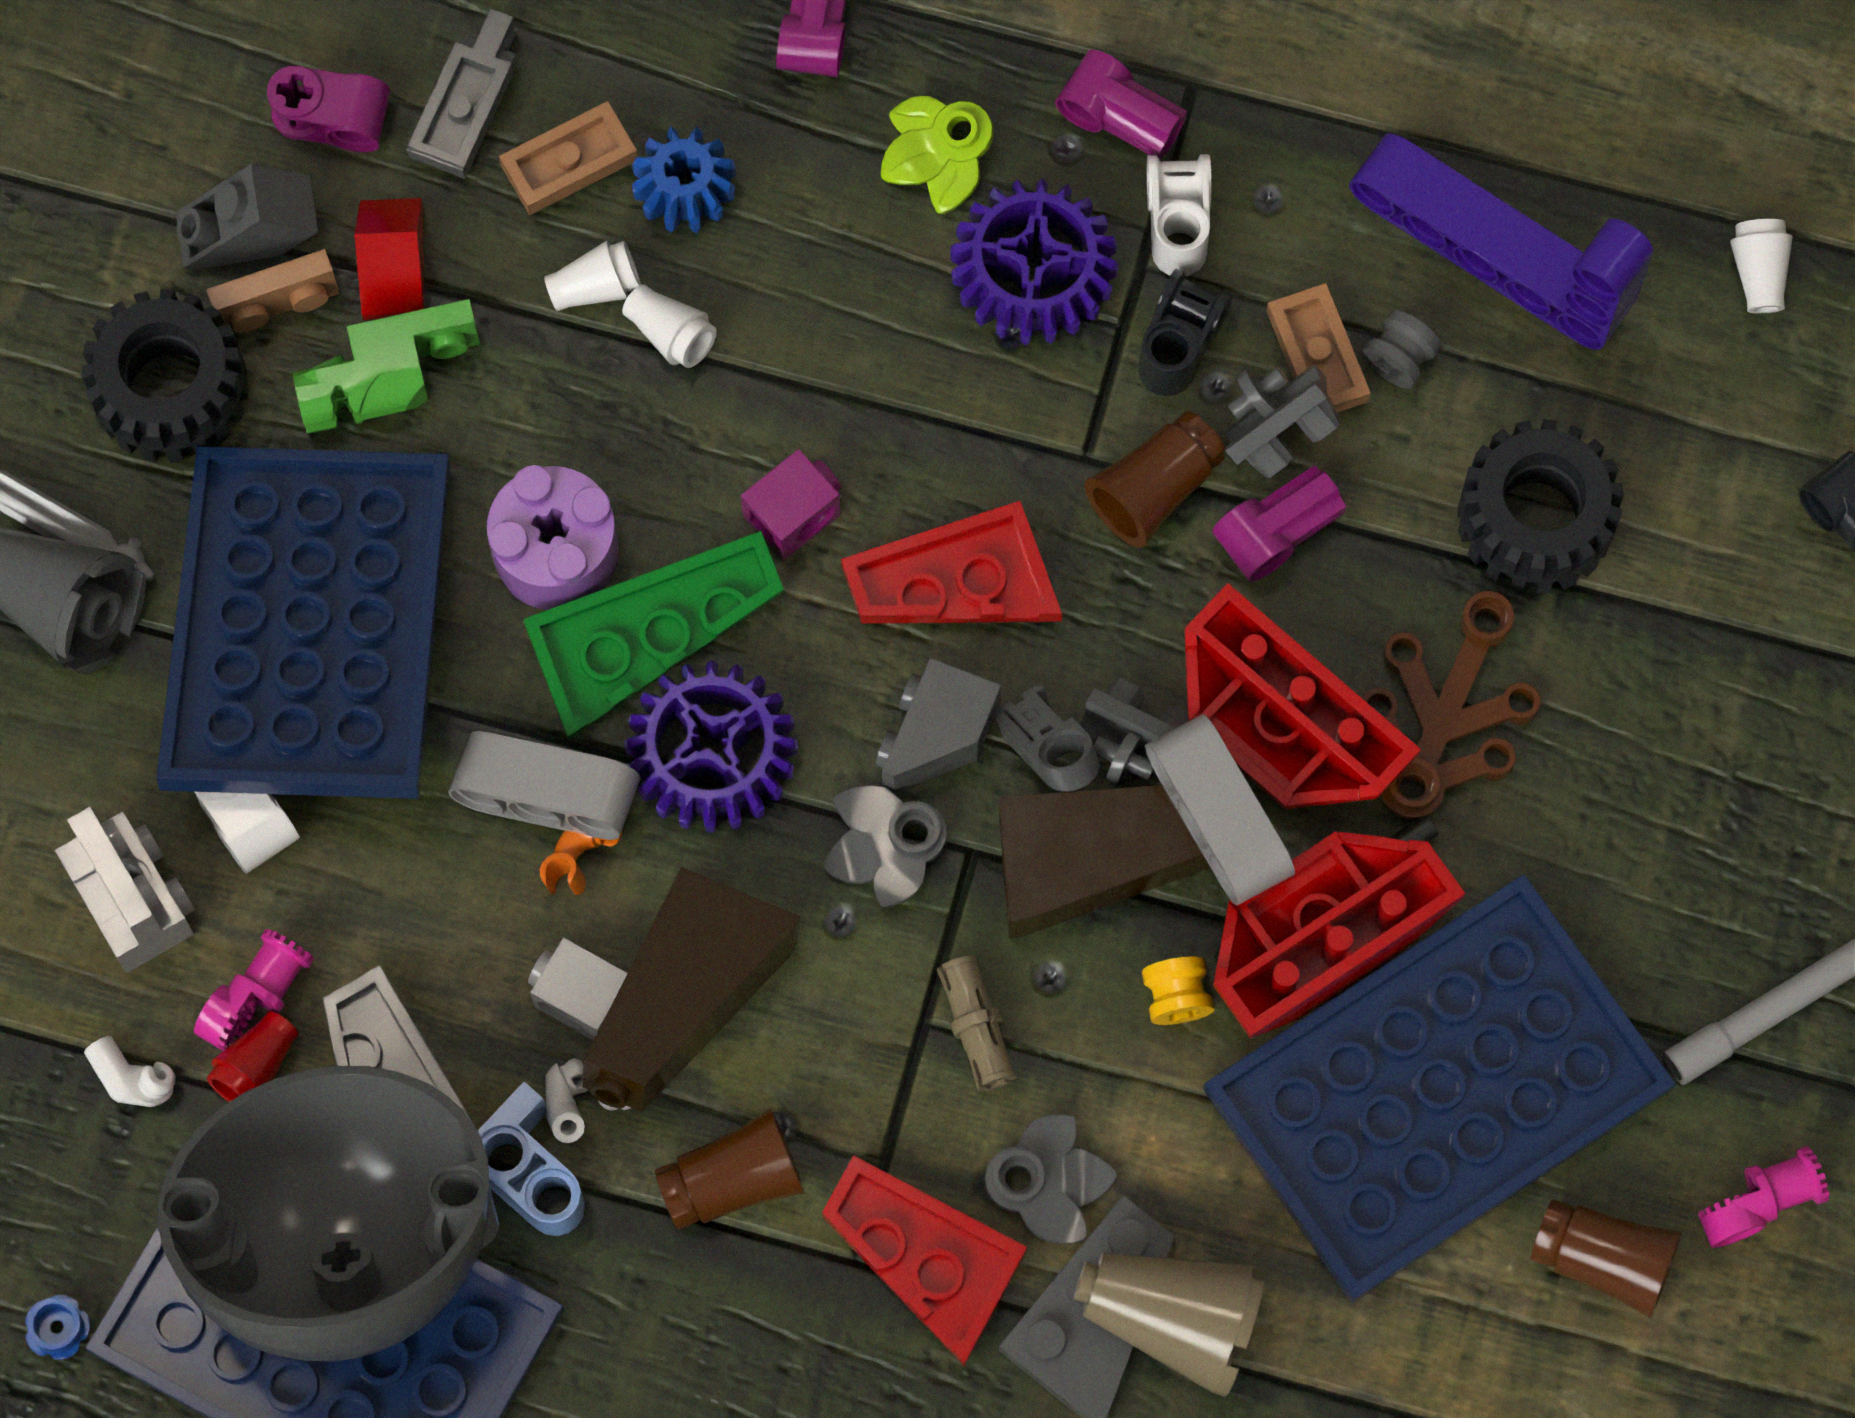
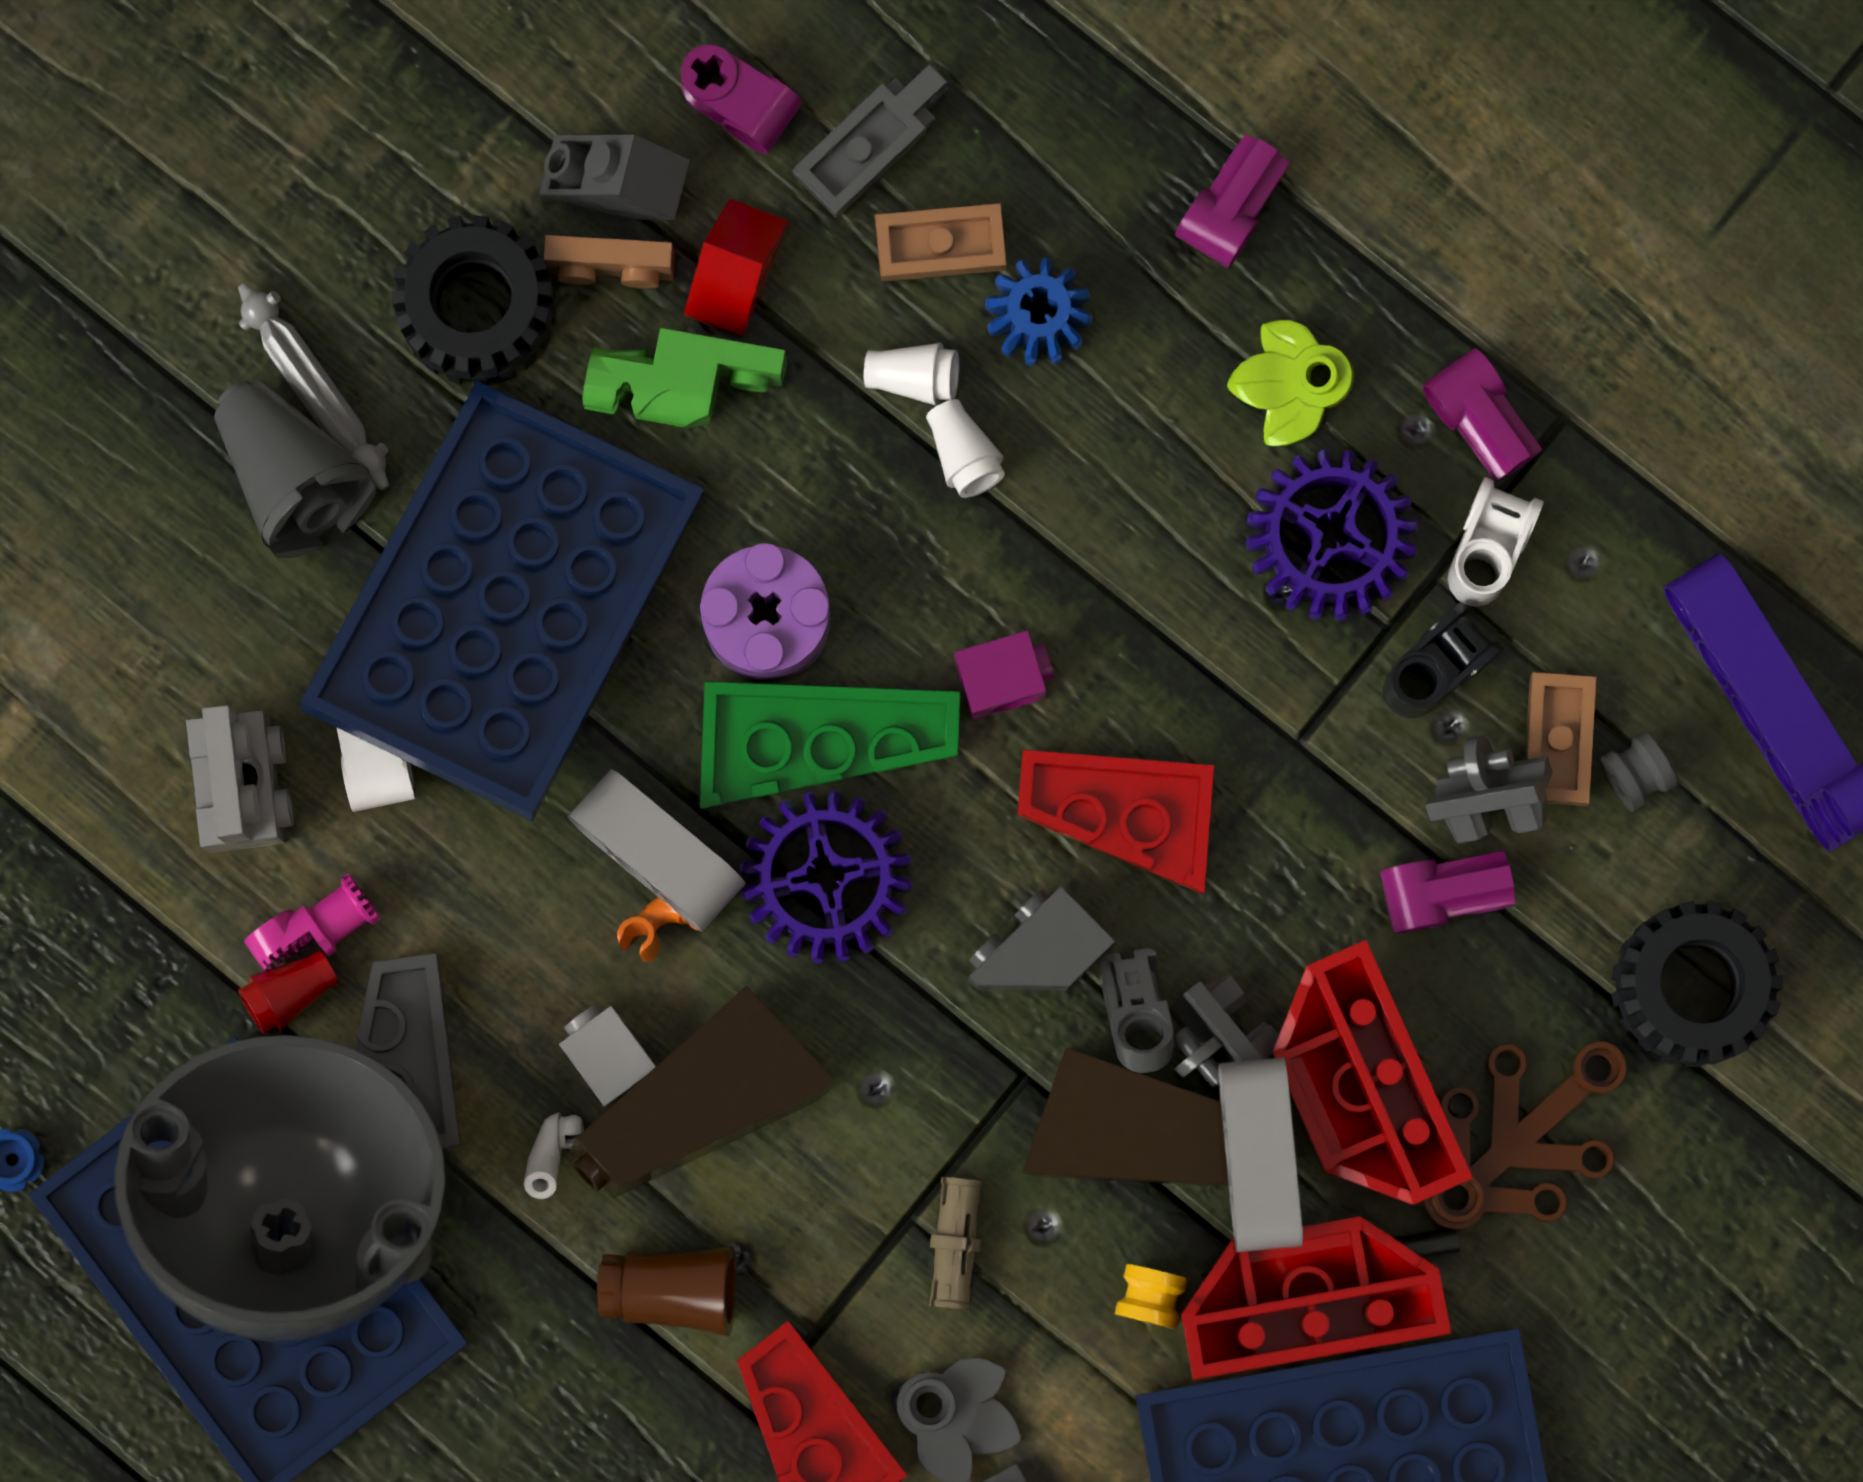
camera: 25 degrees right, 10 degrees up
(128, 1082) = (169, 960): white arm -> none
(537, 1168) = (498, 1205): light blue tile -> none
(876, 845) = (937, 1035): dark grey plate -> none
(1155, 478) = (1350, 798): reddish brown plant -> none

